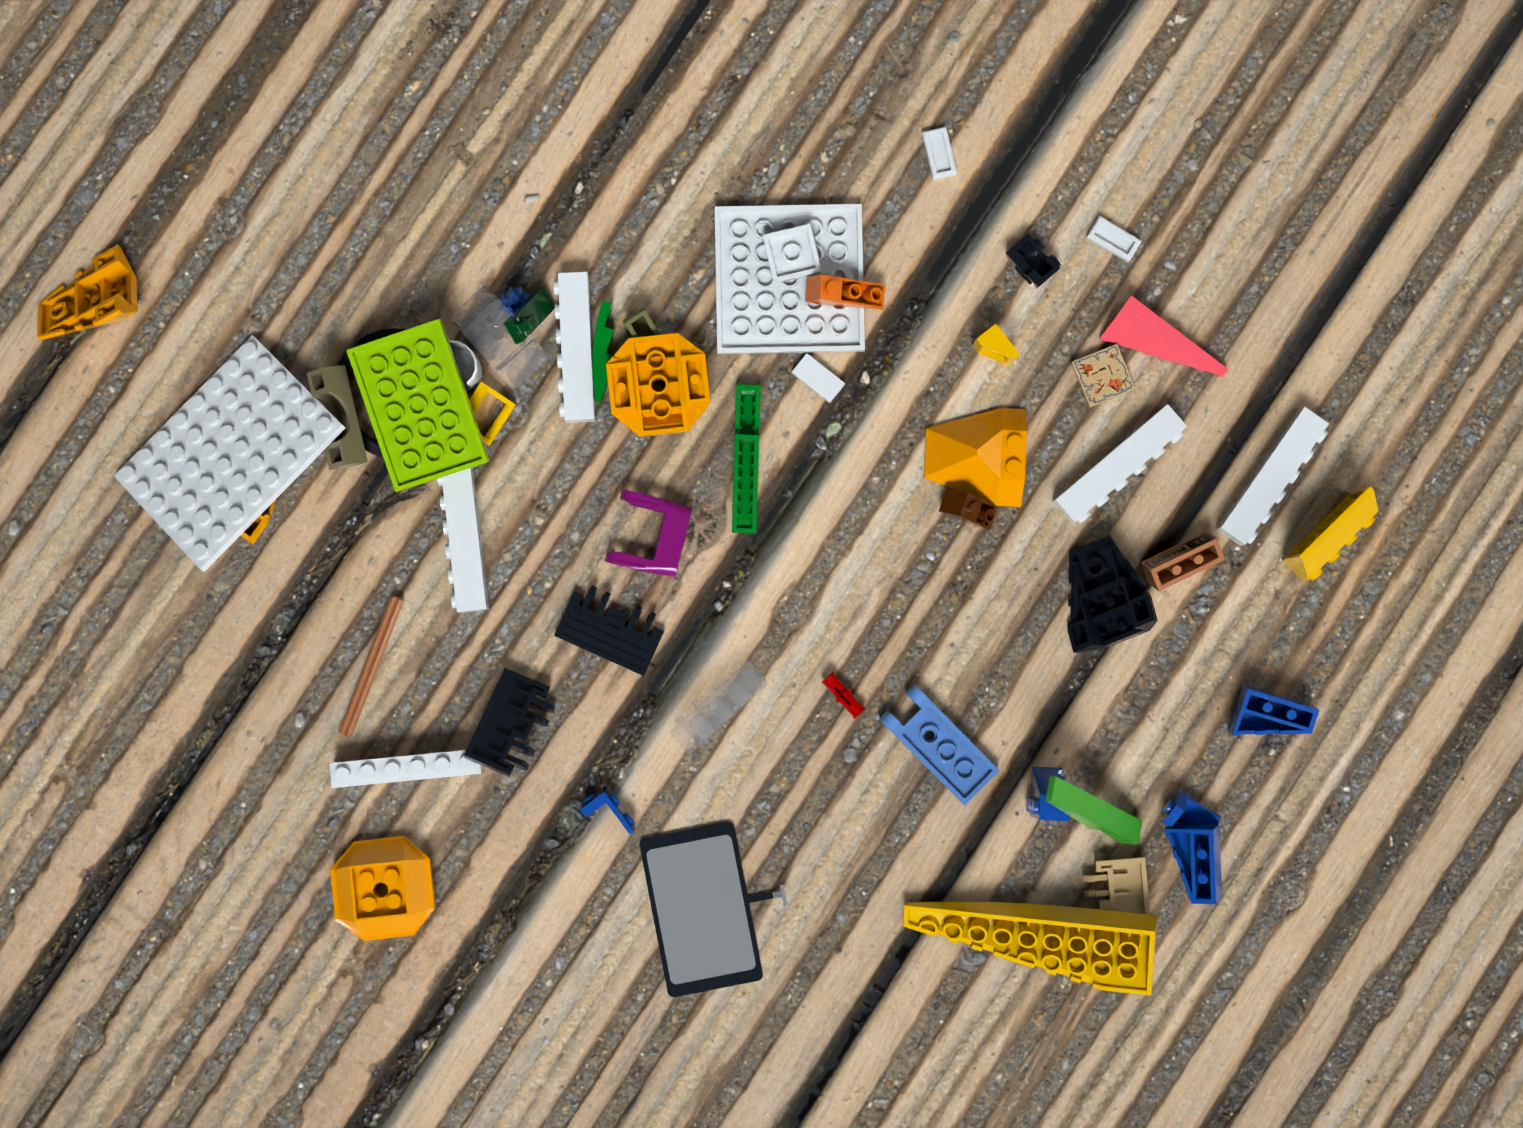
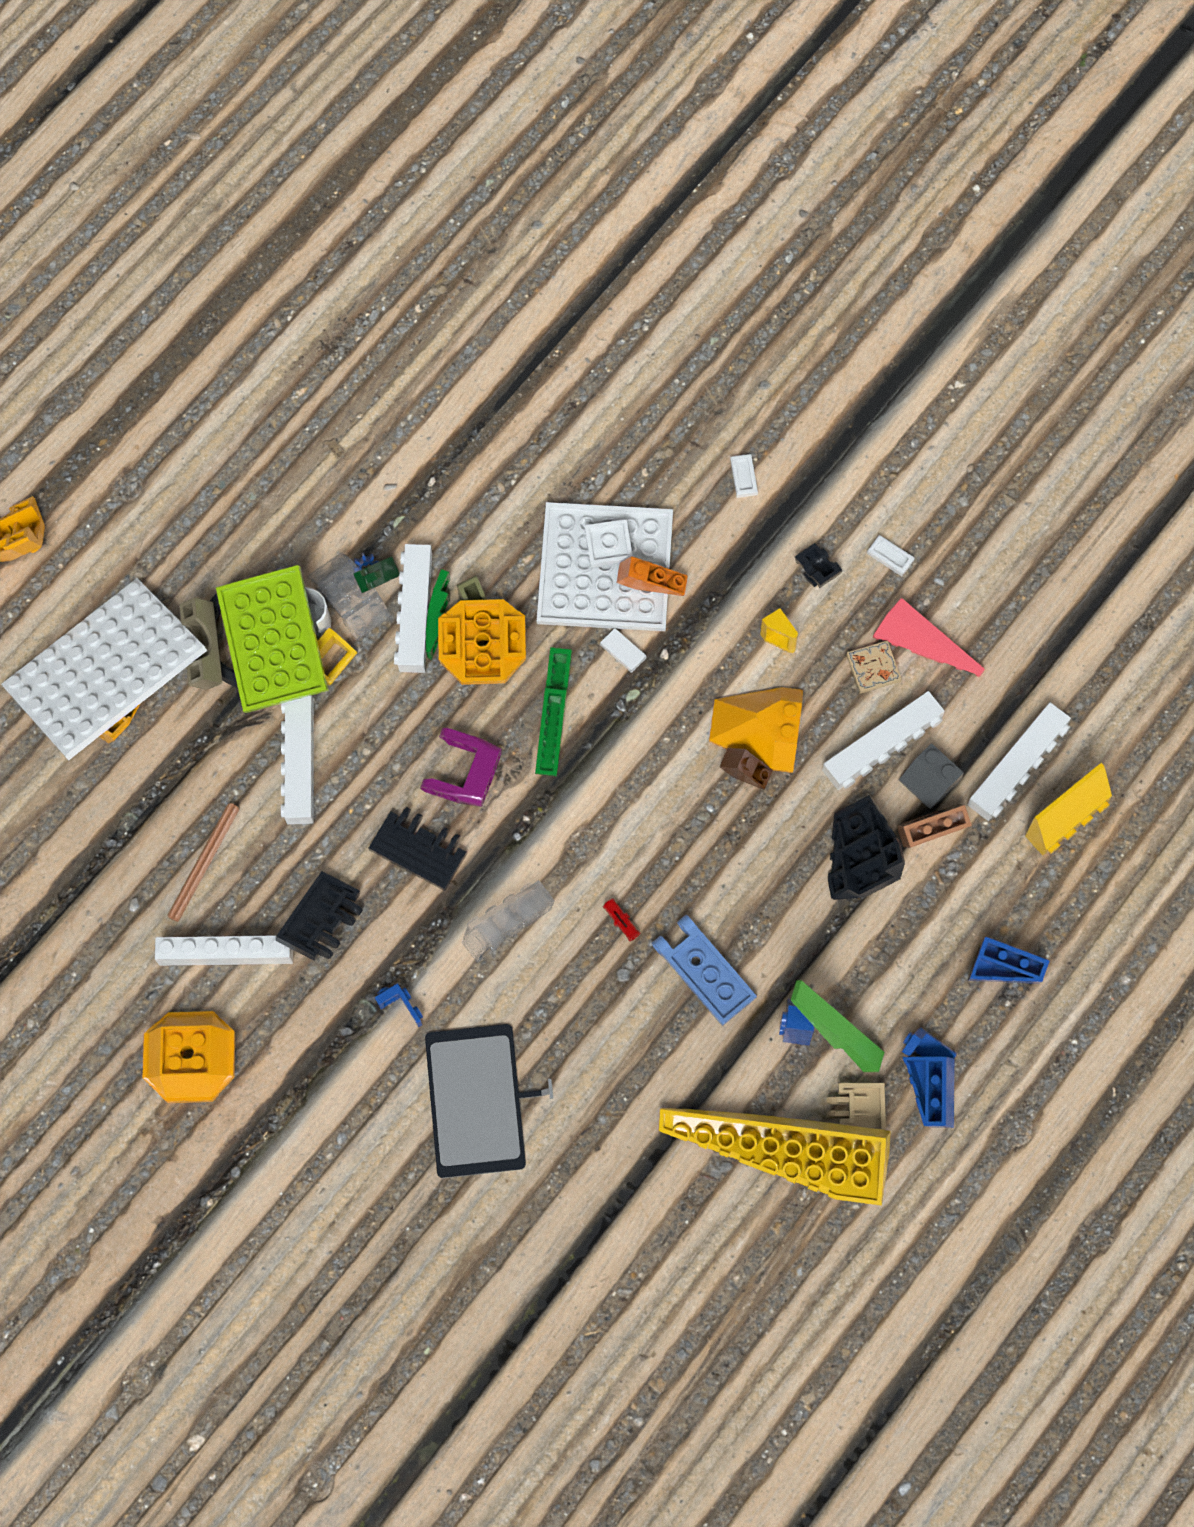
camera: 15 degrees right, 15 degrees down
(1175, 502) = (931, 776): none -> dark grey slope

